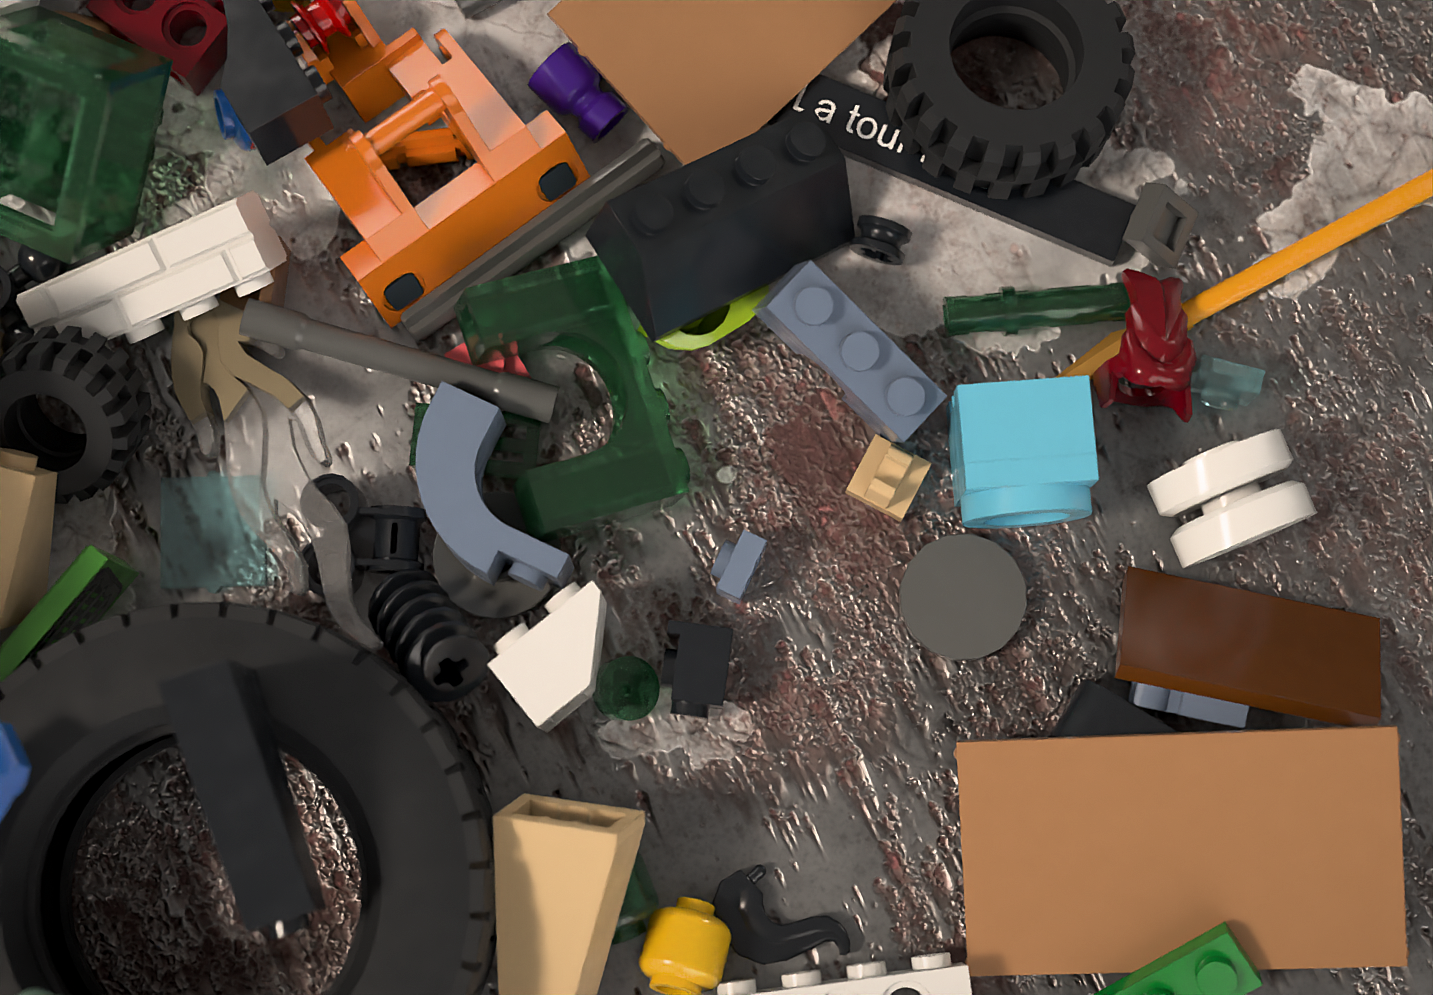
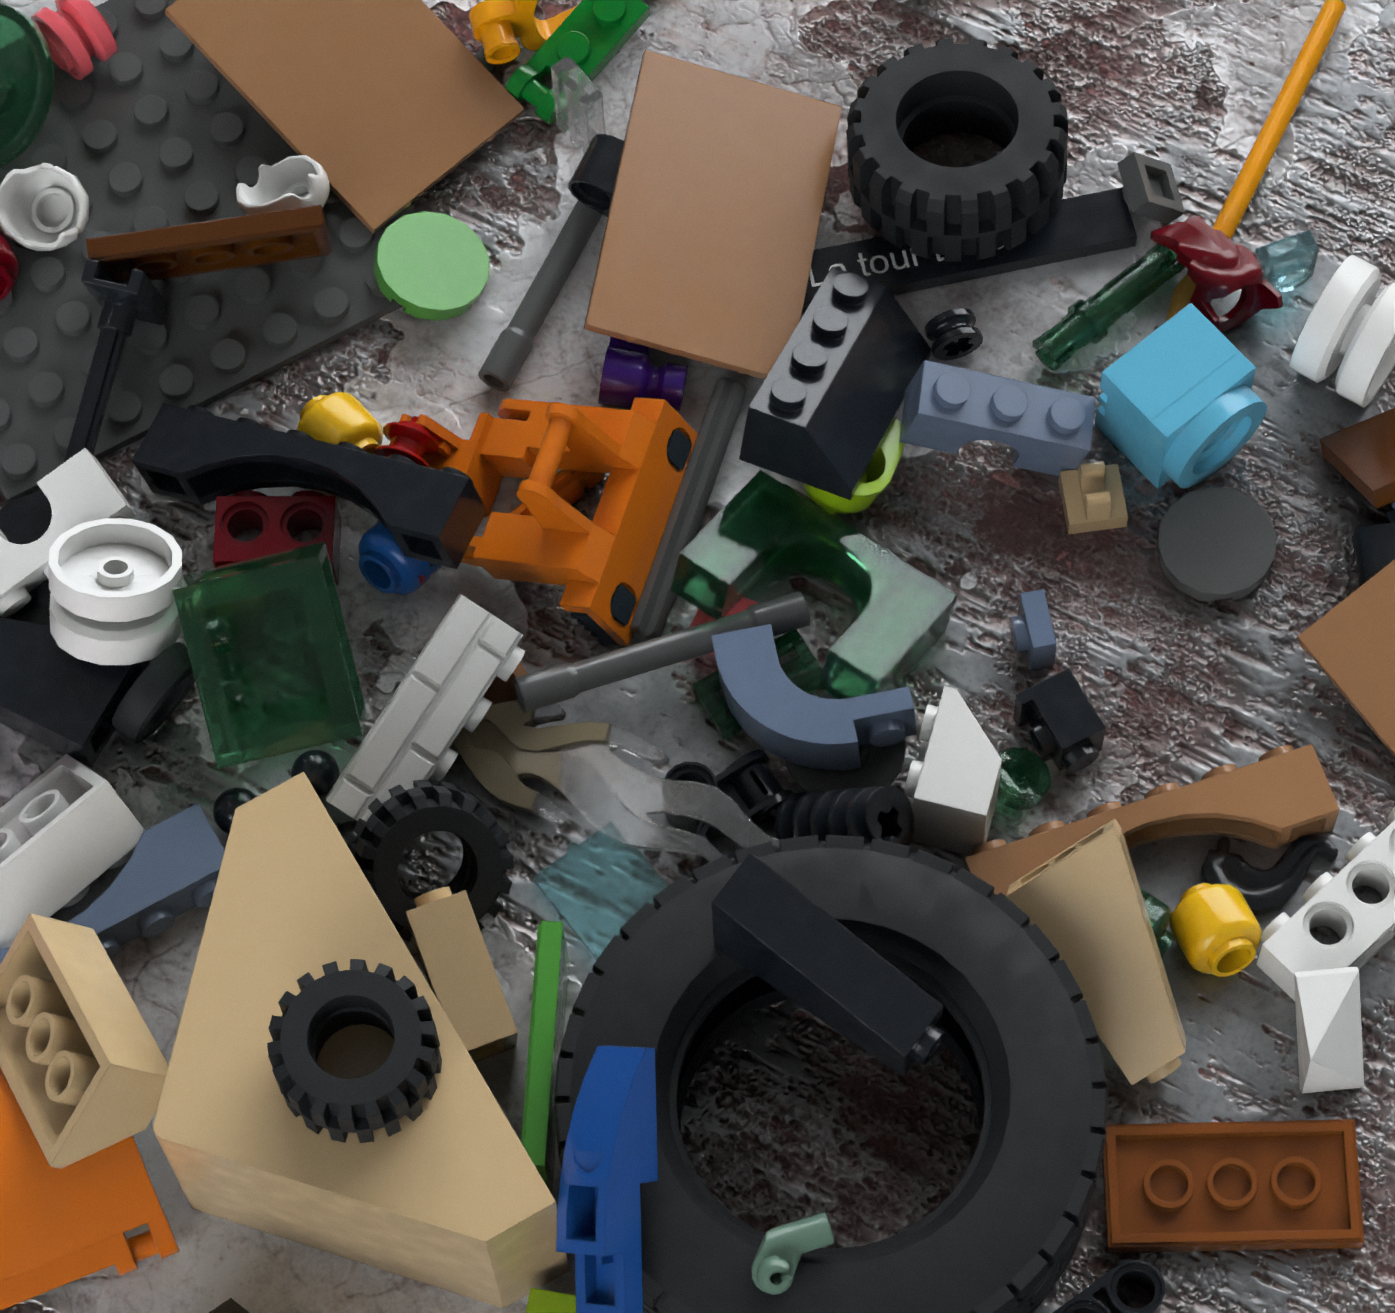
camera: 35 degrees left, 15 degrees down
(821, 869) = (1261, 803): none -> medium nougat arch

